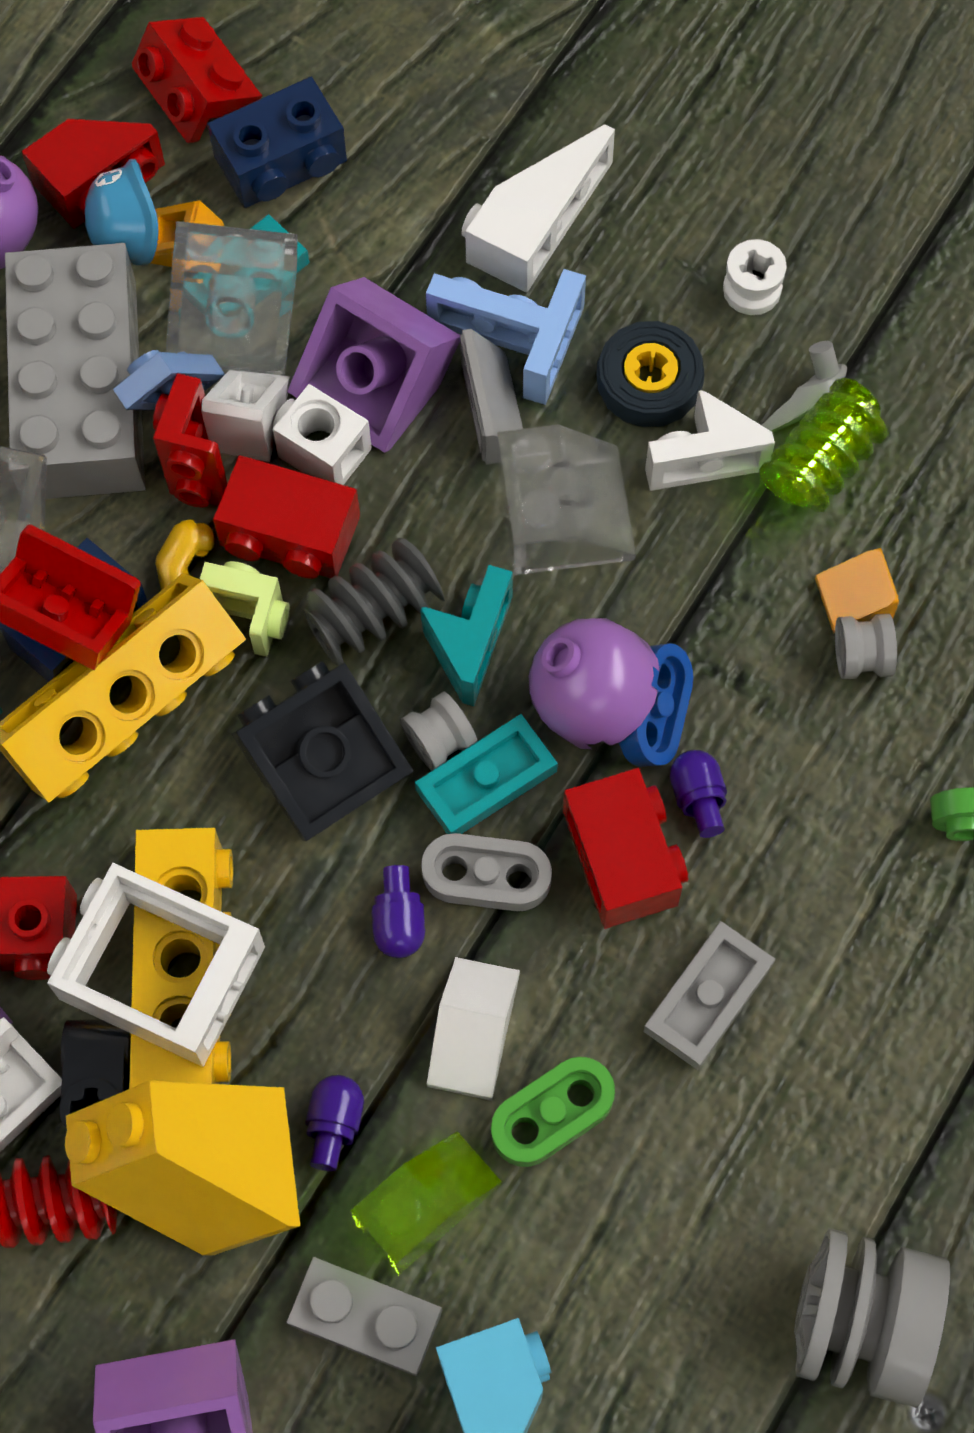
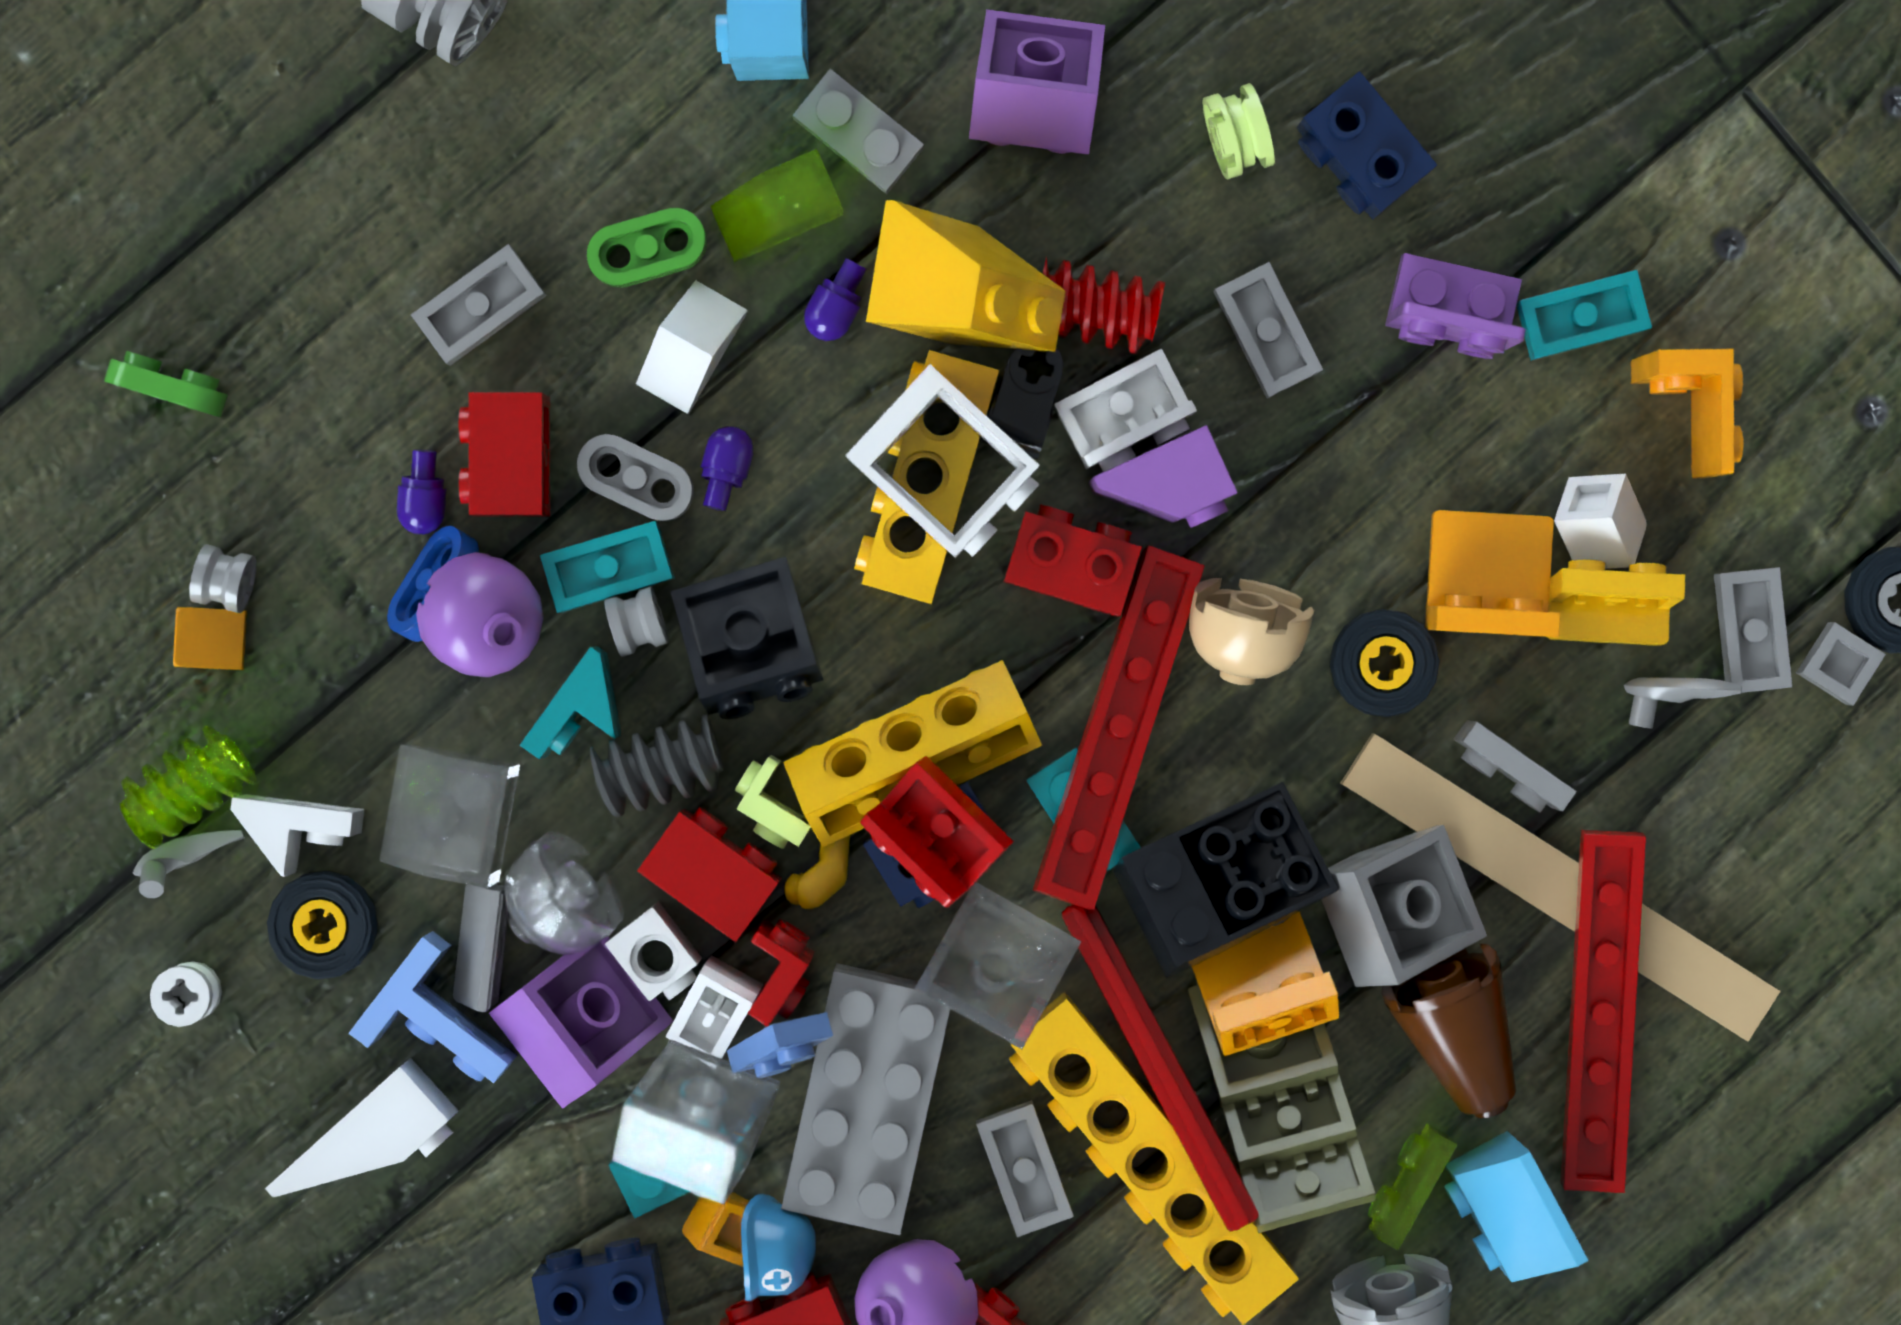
camera: 165 degrees left, 20 degrees up
(425, 453) = (557, 899): none -> clear cylinder

